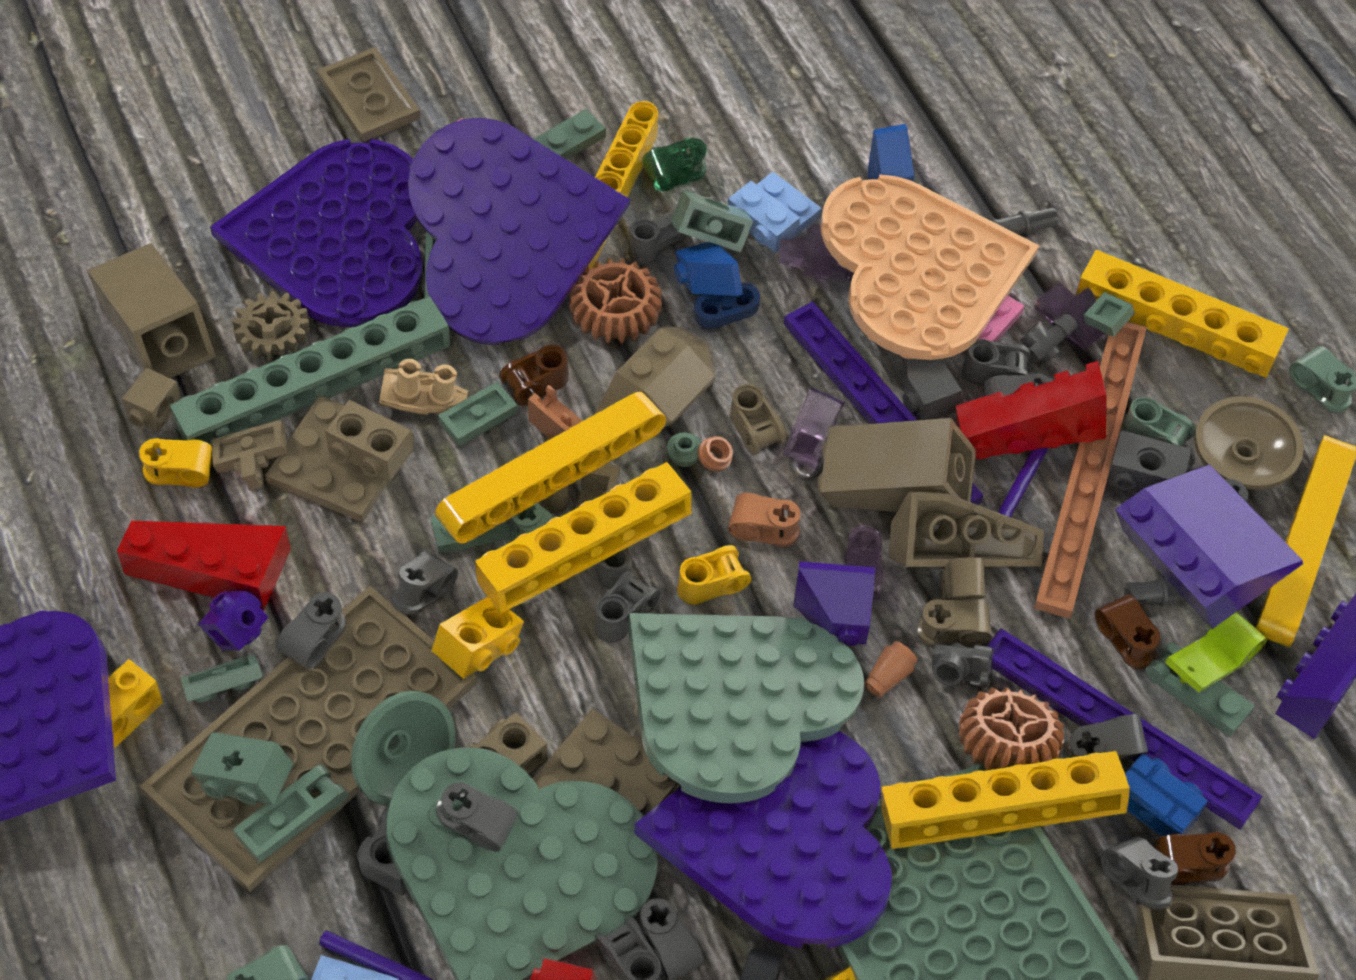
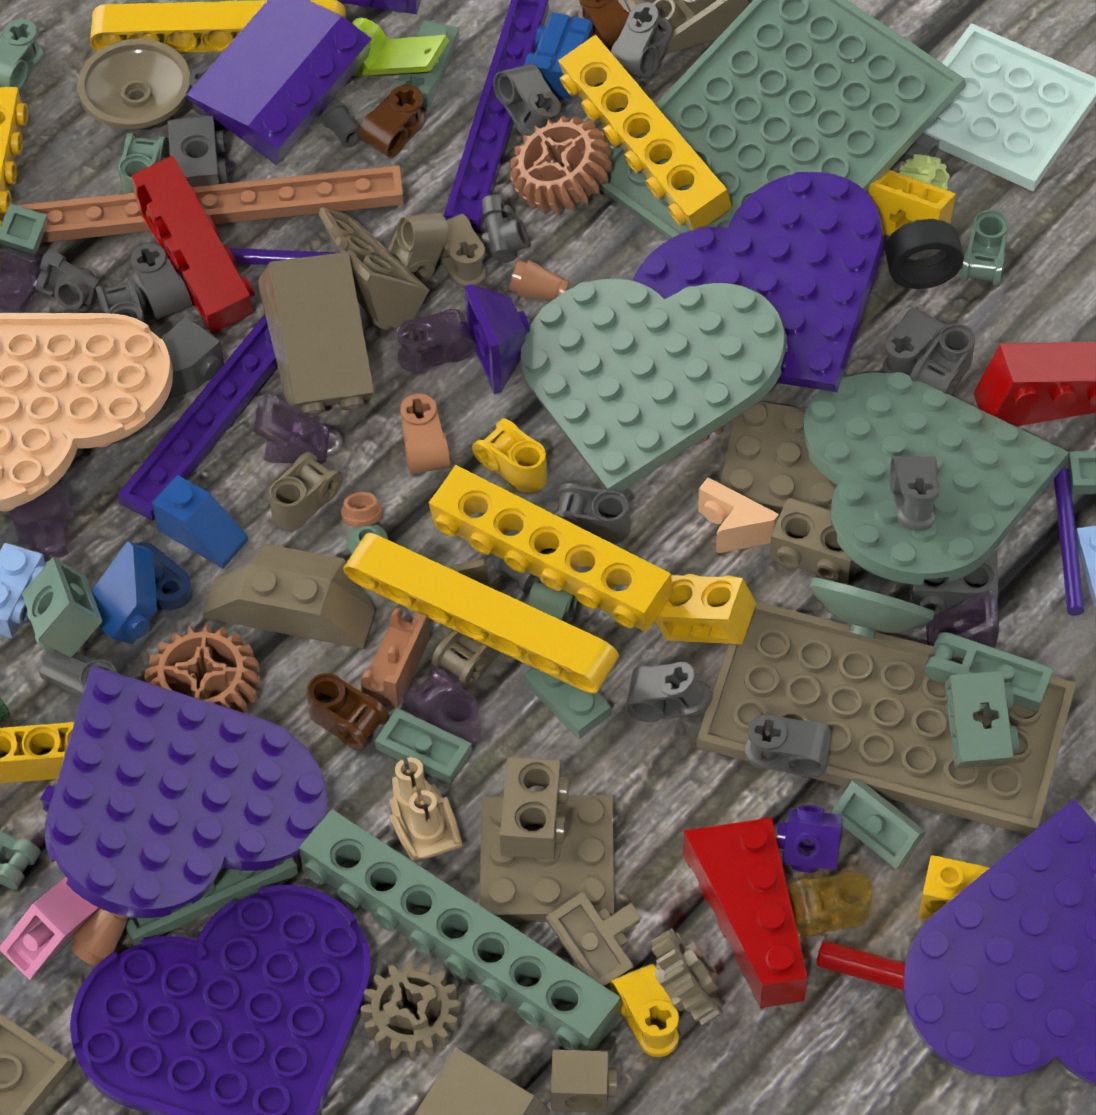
camera: 110 degrees left, 0 degrees up
(123, 614) = (861, 964): none -> red axle
(155, 483) = (687, 976): none -> dark tan gear
(179, 609) = (826, 903): none -> clear yellow piece
(345, 830) = (972, 619): none -> clear purple slope
(501, 438) = (443, 702): none -> clear purple piece
(556, 714) = (742, 519): none -> light nougat slope
(760, 343) = (198, 522): none -> blue slope

